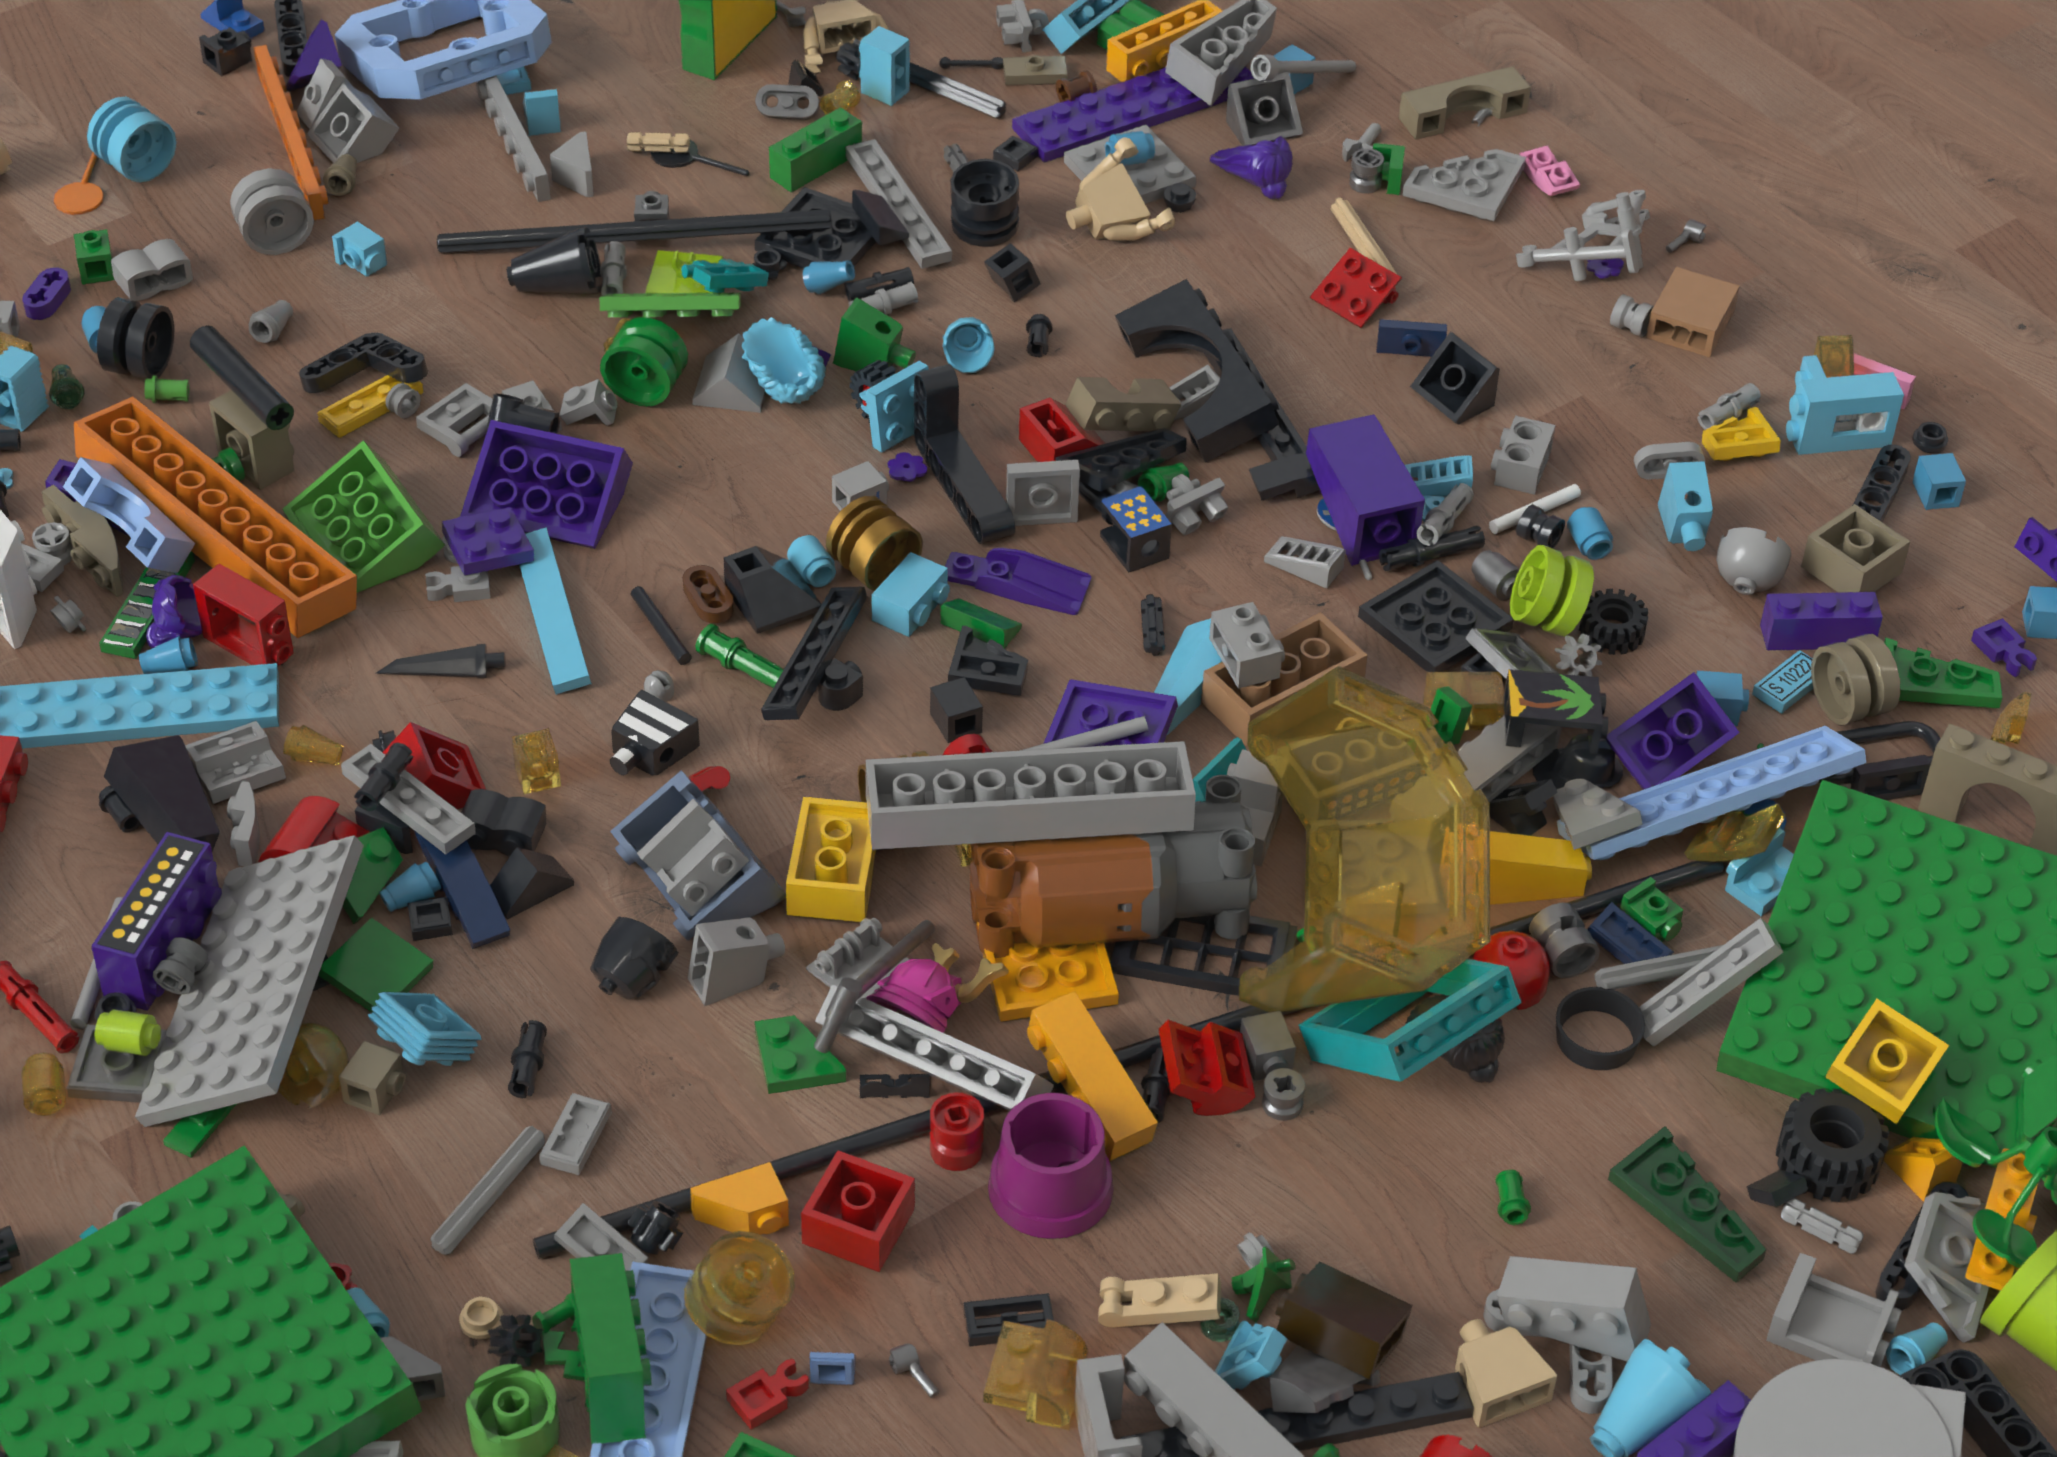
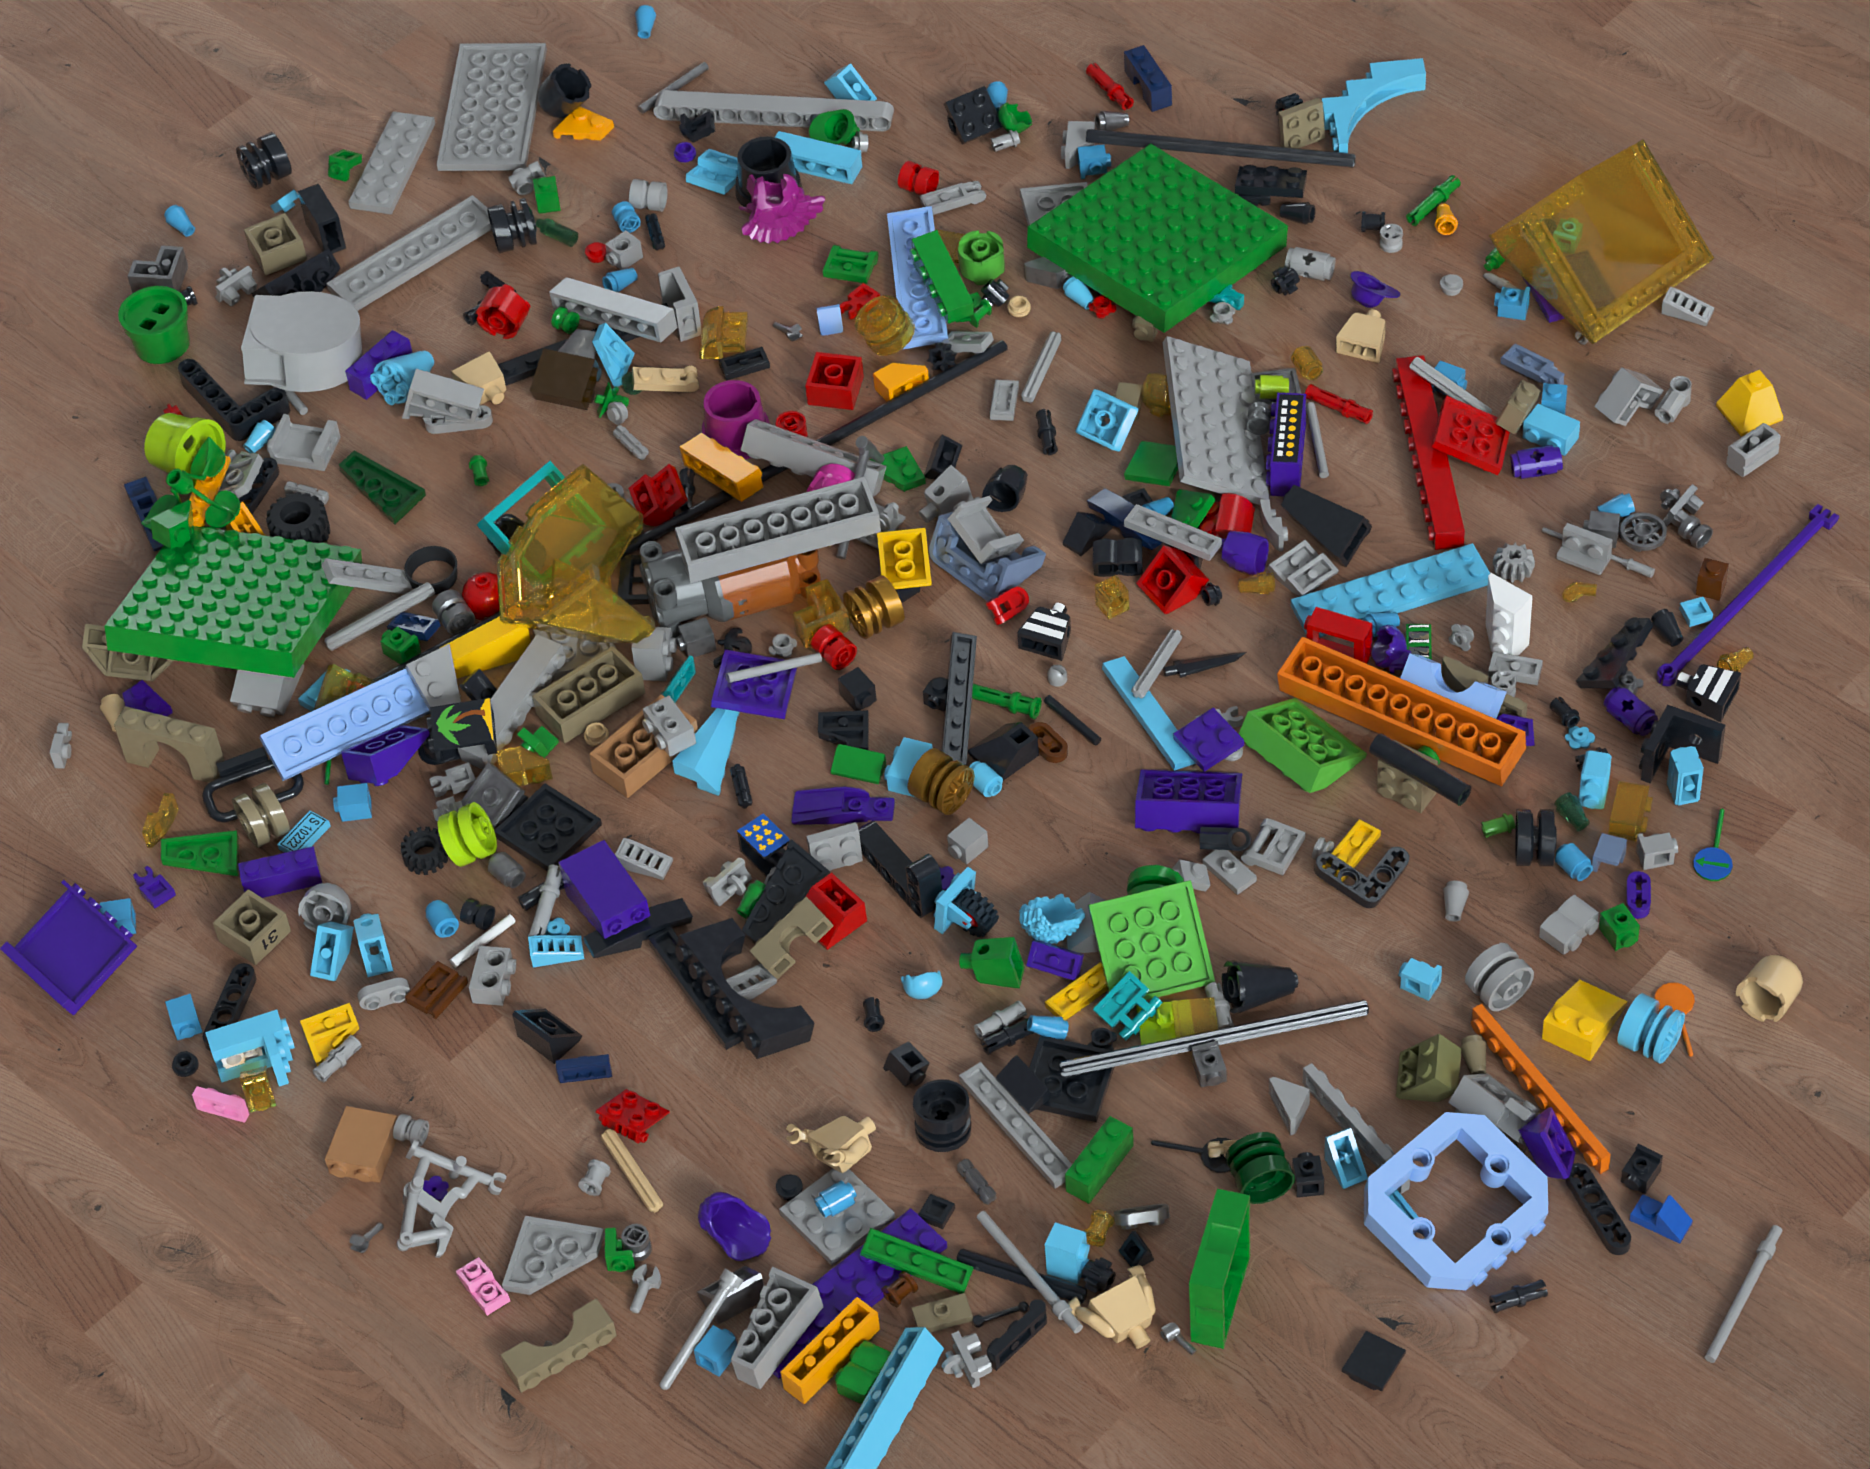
camera: 175 degrees right, 5 degrees up
(54, 328) = (1609, 850): none -> sand blue panel
(193, 183) = (1582, 1019): none -> yellow slope
(307, 770) = (1245, 552): none -> dark purple helmet
(383, 777) = (1187, 523): black pin -> none
(404, 165) = (1429, 1070): none -> olive slope
(511, 659) = (1156, 664): none -> light grey axle
(588, 103) = (1308, 1175): none -> black brick
(641, 95) = (1260, 1167): none -> dark green wheel
(649, 254) = (1194, 1016): none -> clear yellow piece
(716, 1058) = (944, 453): none -> black slope
(797, 311) = (1078, 993): none -> yellow tile
(931, 70) = (1060, 1307): none -> light grey bar
(959, 31) = (1017, 1334): none -> black plate
(1053, 95) = (916, 1261): none -> green tile
(1239, 1198) = (630, 442): none -> light grey axle
(1409, 236) = (594, 1177): none -> light grey bush
(1598, 456) = (436, 989): none -> reddish brown plate
(1740, 513) = (331, 950): none -> medium azure slope
(1777, 1188) = (332, 501): black tile -> none
(1886, 1061) = (265, 525): yellow brick -> none

